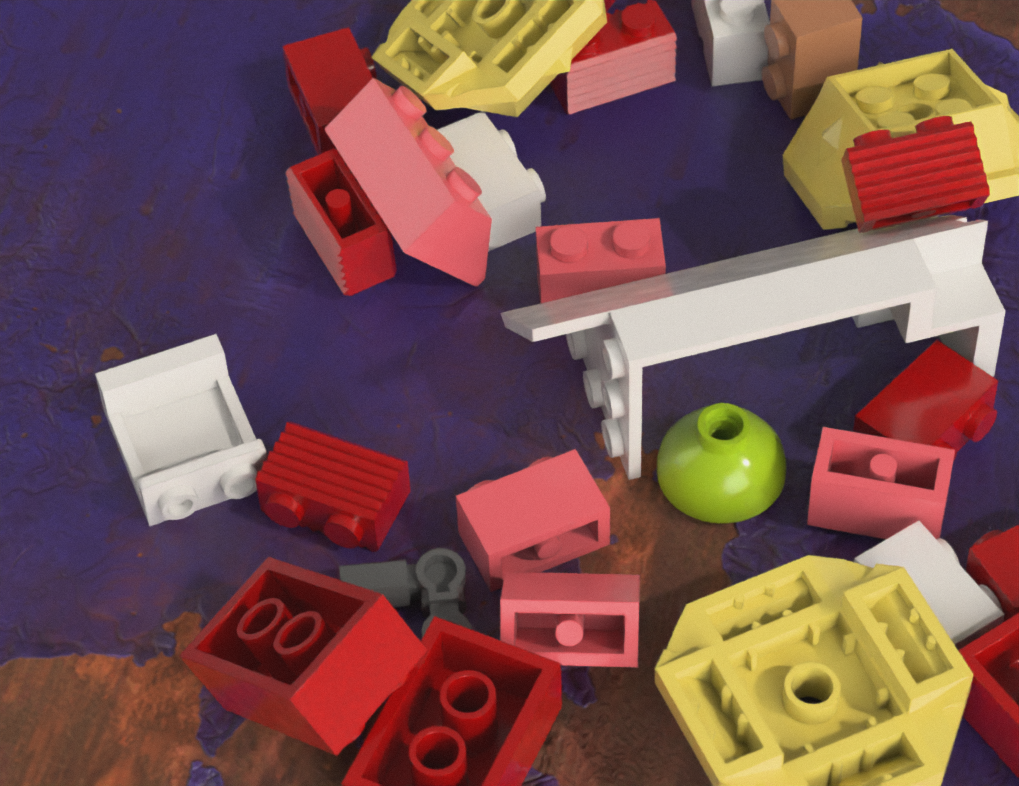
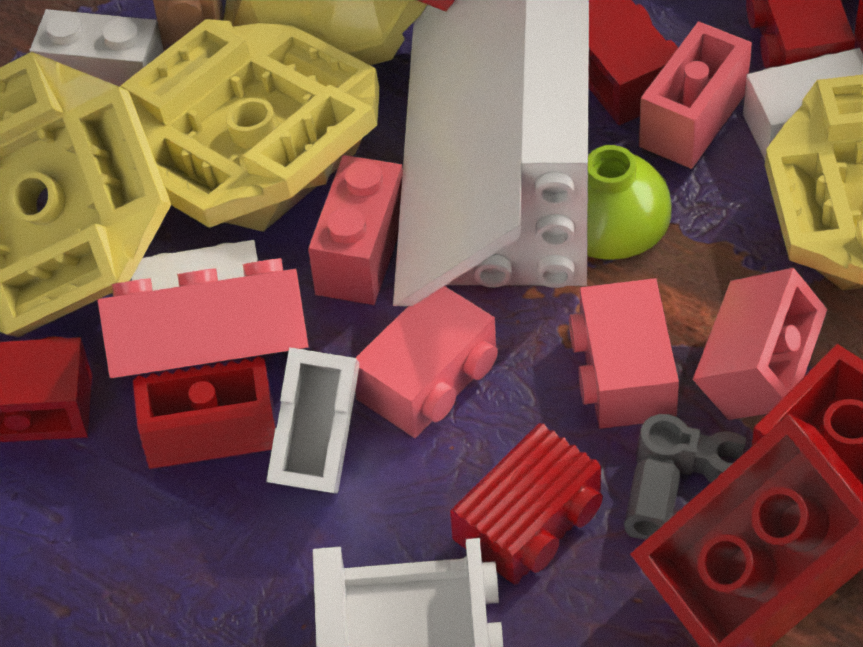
camera: 70 degrees left, 0 degrees up
(346, 293) = (313, 420): none -> white brick
(469, 366) = (426, 360): none -> coral brick
(678, 135) = (251, 118): none -> light yellow piece

